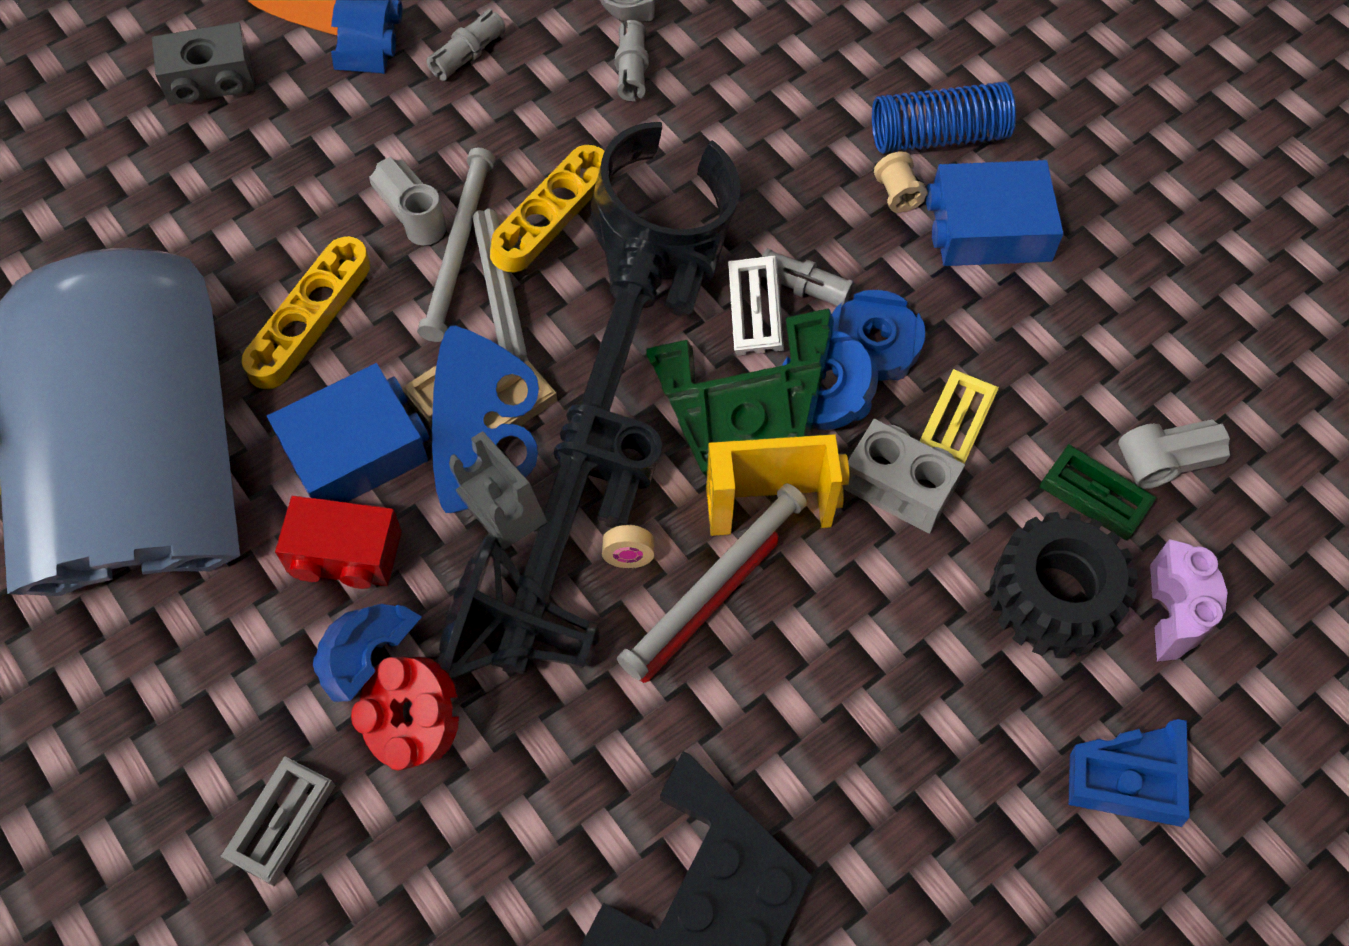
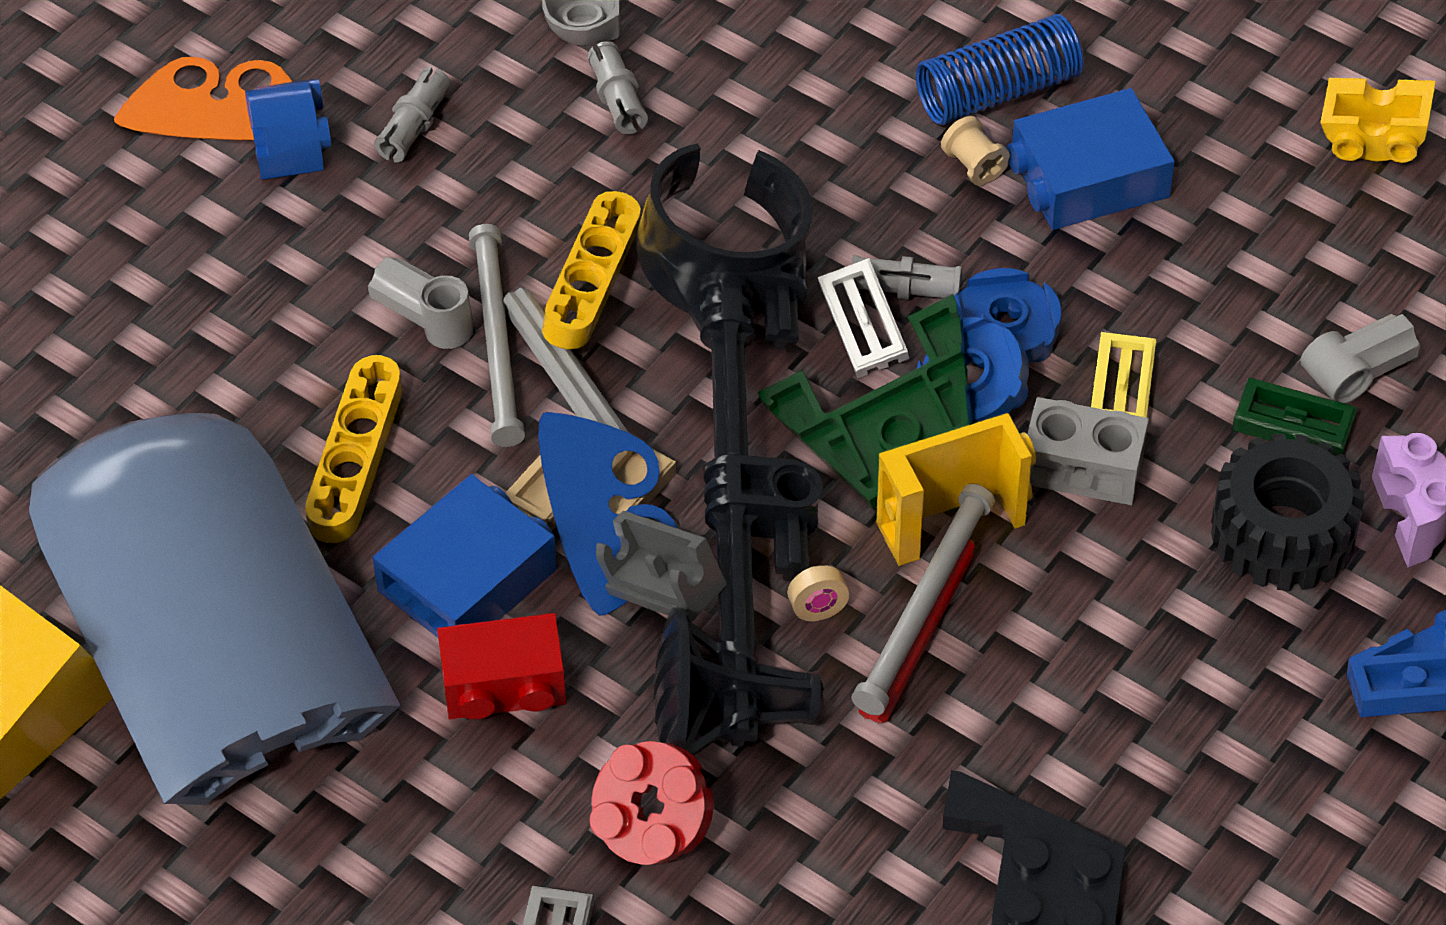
camera: 15 degrees left, 10 degrees down
(203, 63) = (109, 207): dark grey brick -> none
(348, 642) = (563, 759): blue cylinder -> none
(1250, 240) = (1376, 122): none -> yellow cylinder

